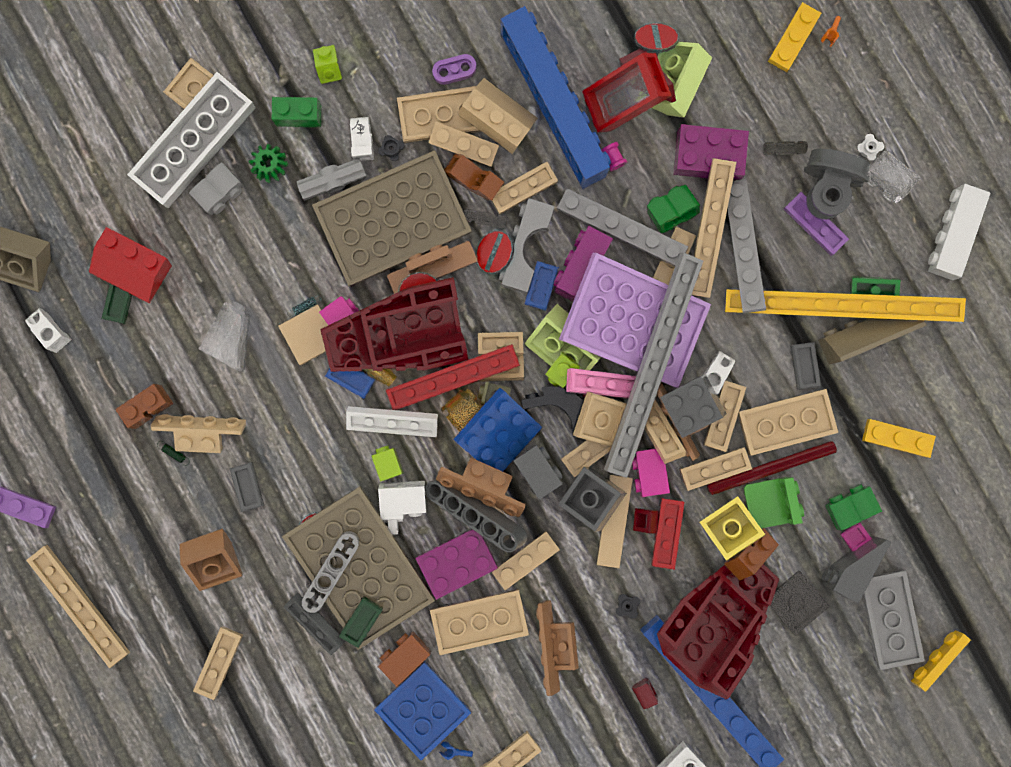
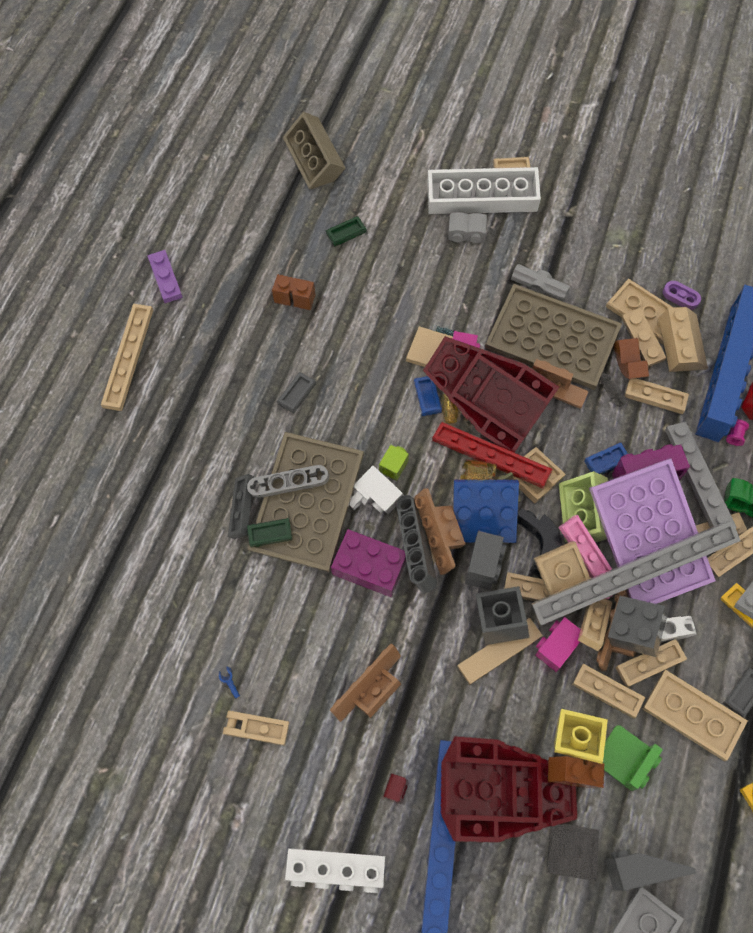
camera: 50 degrees right, 20 degrees down
(47, 331) = (290, 209): white leg -> none
(128, 265) = (374, 217): red slope -> none
(172, 453) = (278, 333): dark green piece -> none
(198, 433) = (304, 336): tan bracket -> none
(209, 560) = (227, 407): medium nougat slope -> none
(218, 663) = (160, 468): tan plate -> none
(228, 336) = (384, 303): clear slope -> none
(276, 160) = (512, 241): green gear -> none
(296, 112) = (559, 231): green brick -> none
(327, 64) = (604, 226): lime bracket -> none
(361, 139) = (582, 279): white leg -> none
(387, 143) = (597, 296): black plate -> none
(391, 421) = (425, 442): white plate -> none
(404, 658) = (268, 584): dark orange piece -> none
(422, 710) = (241, 632): blue plate -> none
(479, 622) = (340, 617): tan plate -> none
(495, 252) = (598, 411): red piece -> none
(525, 560) = (413, 612): tan plate -> none
(535, 219) = (644, 418): light grey arch -> none
(558, 371) = (564, 514): lime bracket -> none
(623, 601) = (442, 715): black plate -> none
(645, 520) = (522, 672): dark red brick -> none
(668, 533) = (528, 697): red plate -> none
(772, 467) = (651, 735): dark red axle -> none
(853, 507) = (686, 827): green brick -> none
(855, 536) = (667, 850): dark pink tile -> none

